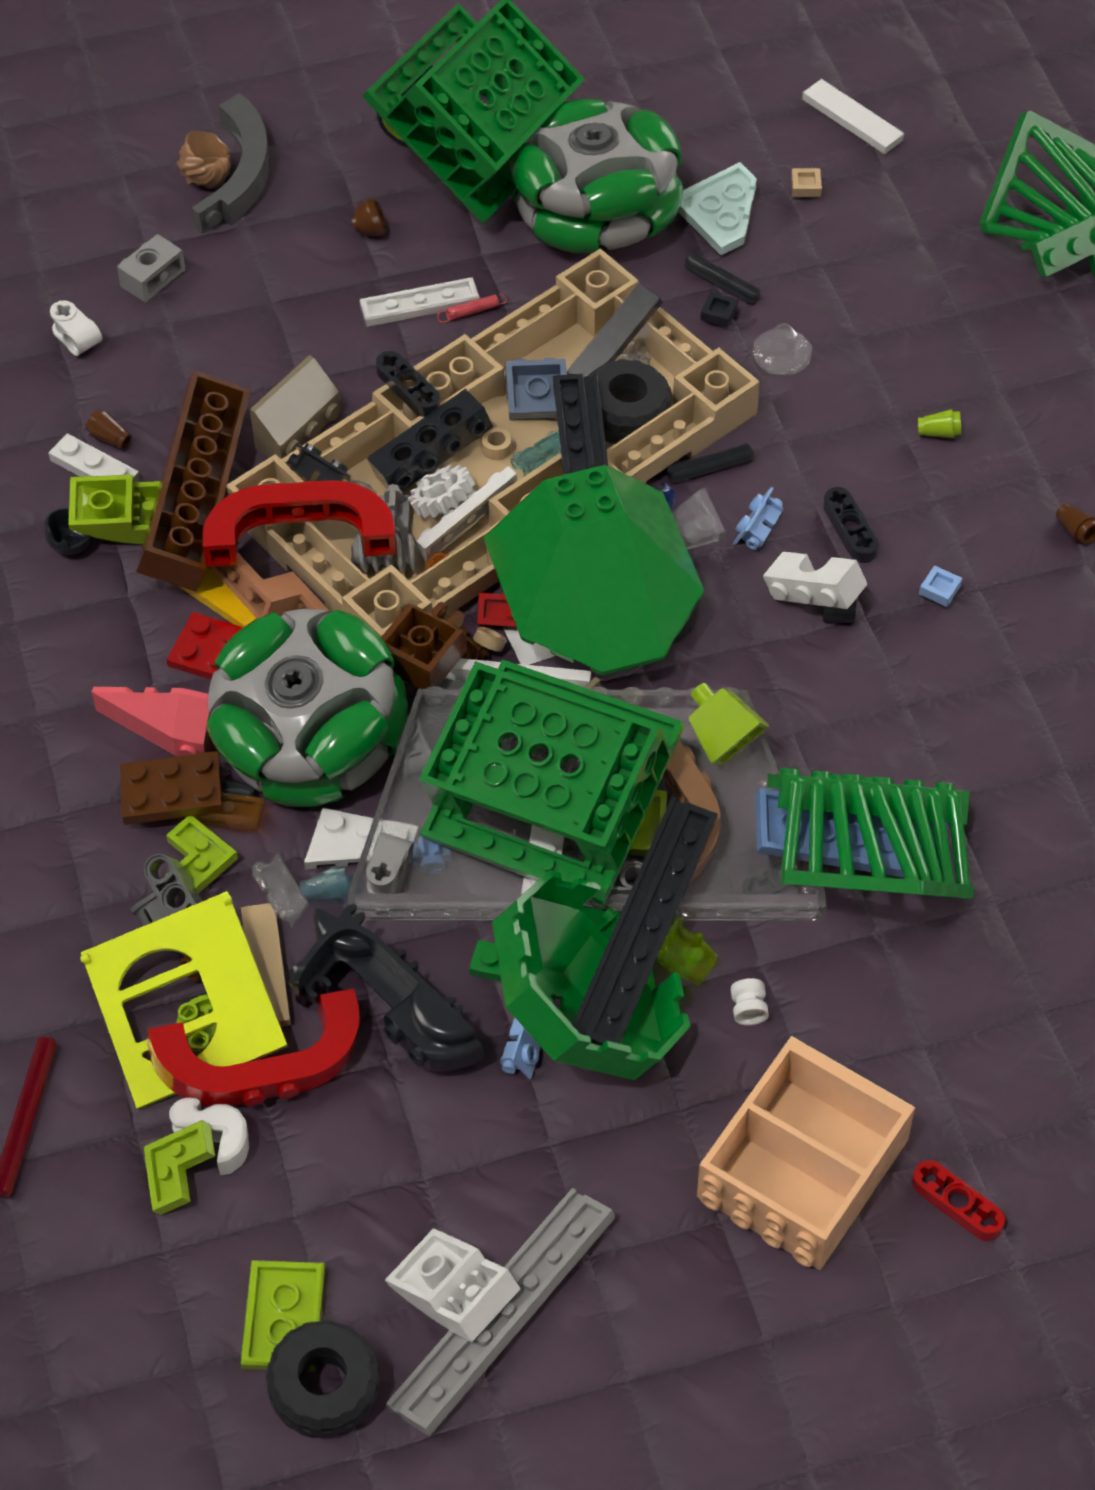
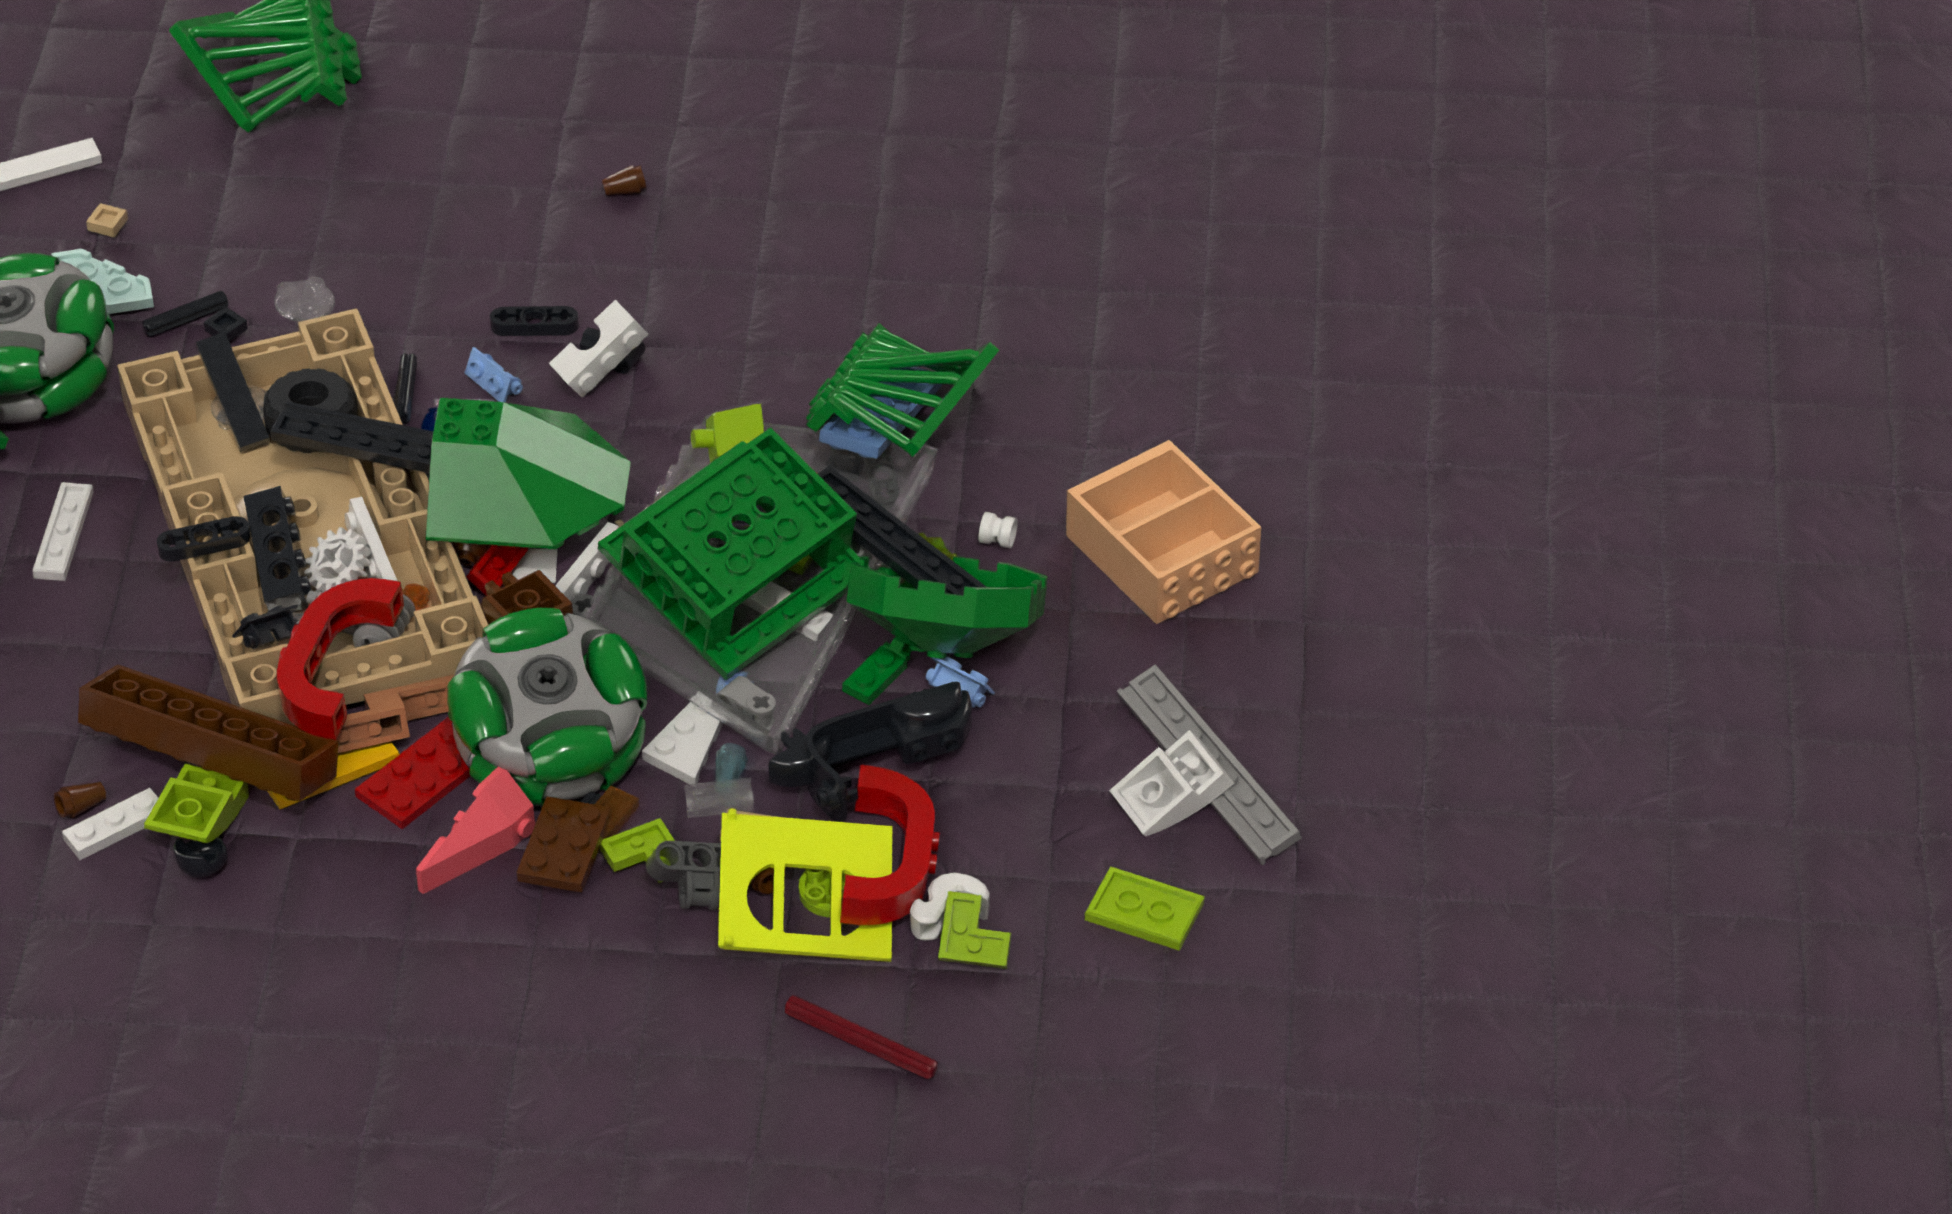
camera: 70 degrees left, 10 degrees down
(294, 410) = (161, 645): dark tan slope -> none
(322, 1344) = (1203, 880): black tyre -> none
(472, 307) = (98, 495): coral piece -> none
(531, 387) = (254, 462): sand blue plate -> none
(535, 456) = (332, 483): clear light blue hinge -> none
(940, 586) = (640, 285): light blue plate -> none
(941, 424) = (462, 226): lime cone -> none
(960, 1215) = (1257, 461): red beam -> none

